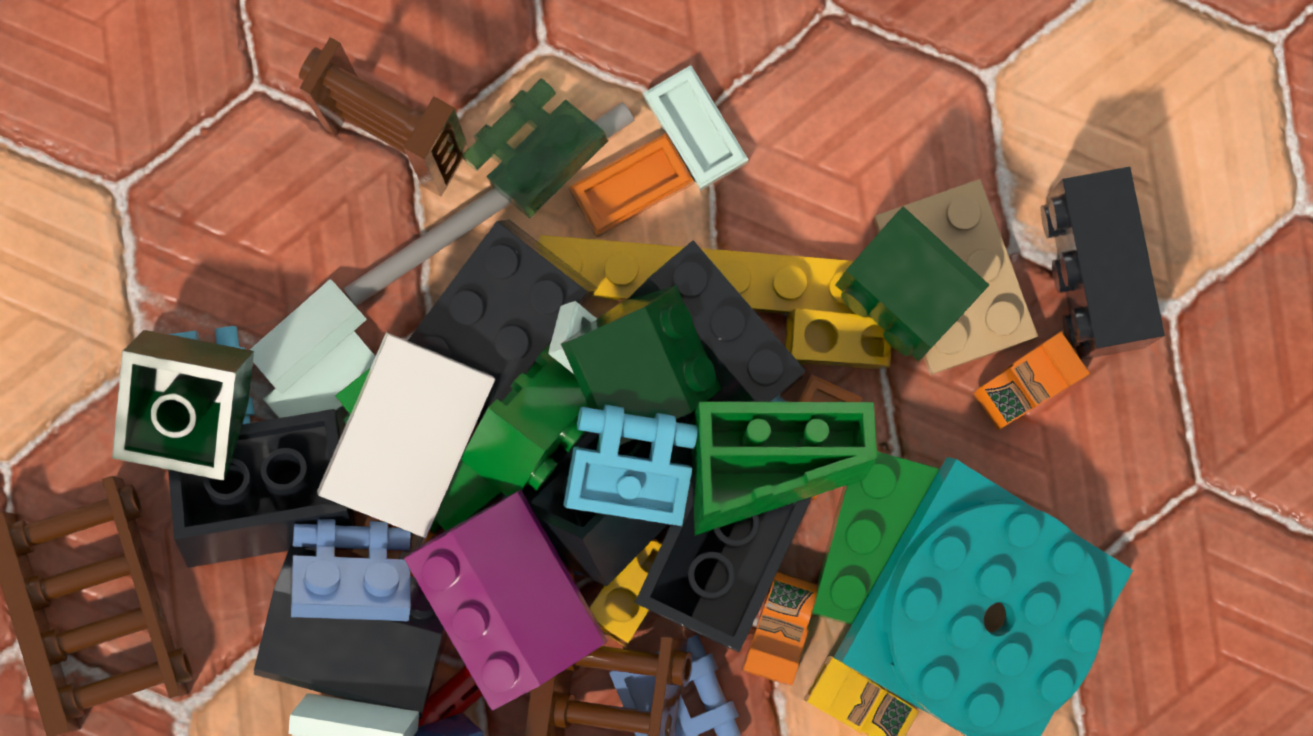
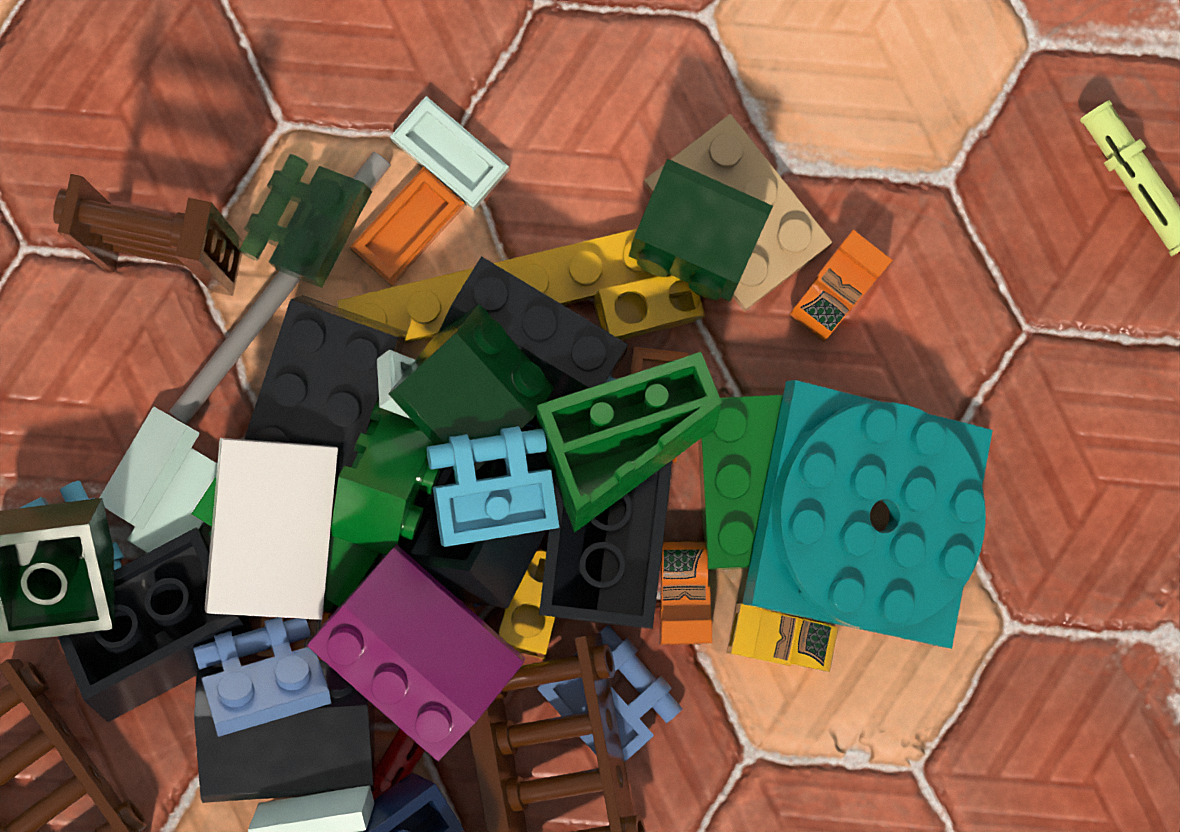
camera: 20 degrees left, 0 degrees up
(1102, 264) = (870, 154): black brick -> none

